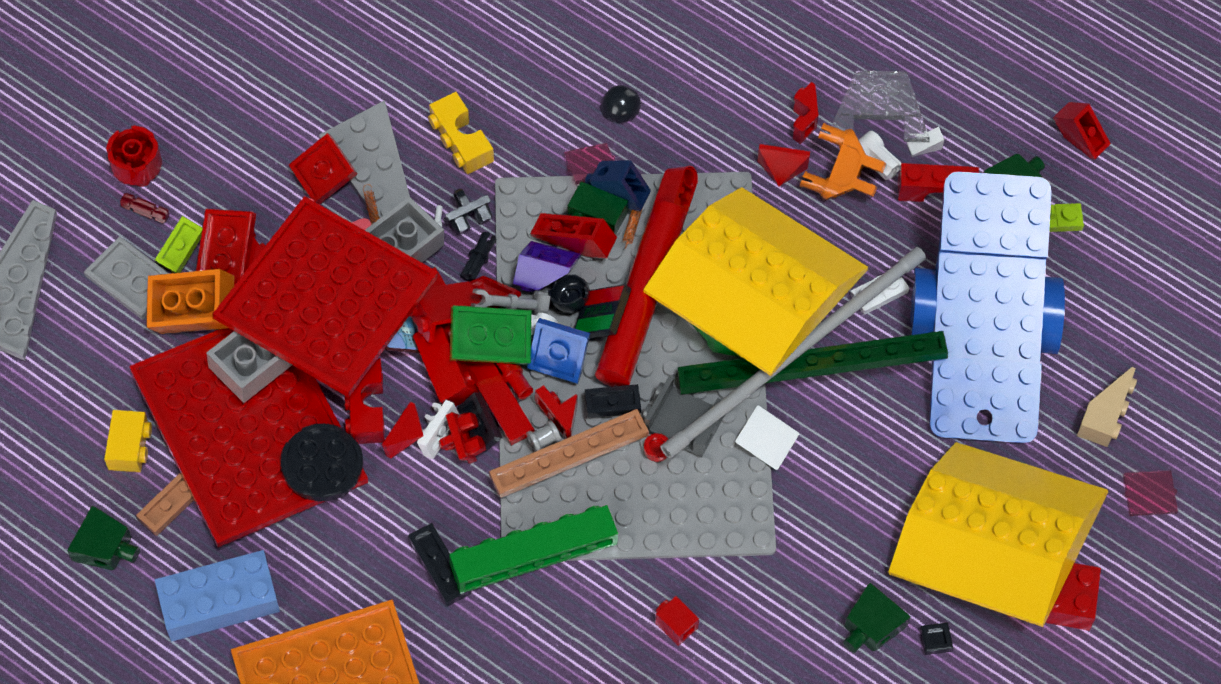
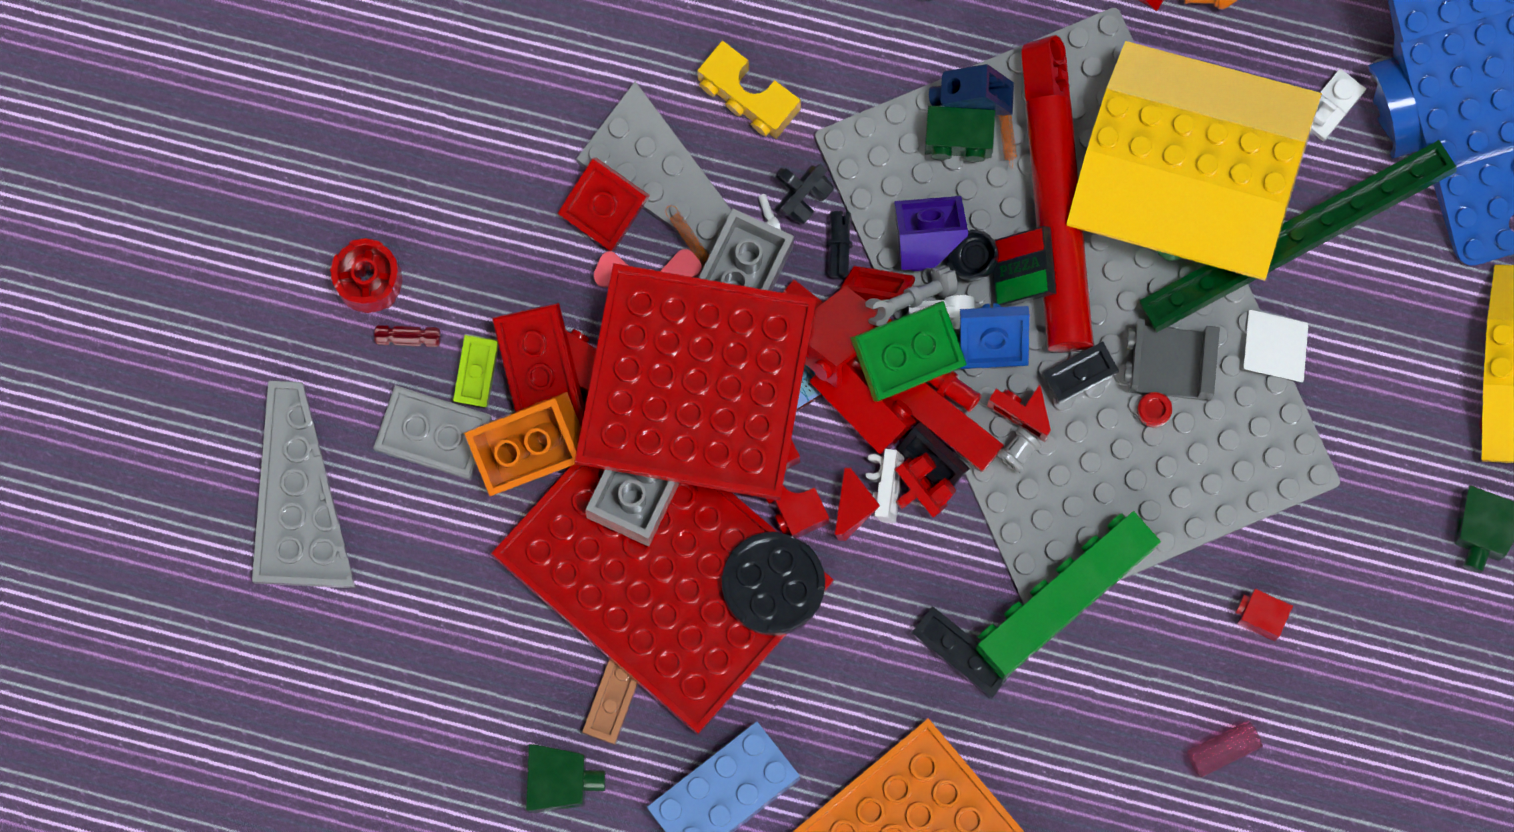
camera: 15 degrees left, 15 degrees up
(127, 441) = (529, 643): yellow brick -> none
(568, 453) = (1057, 459): nougat plate -> none
(578, 234) = (946, 175): red slope -> none
(586, 159) = (919, 68): clear pink piece -> none
(684, 437) = (1191, 396): light grey piece -> none

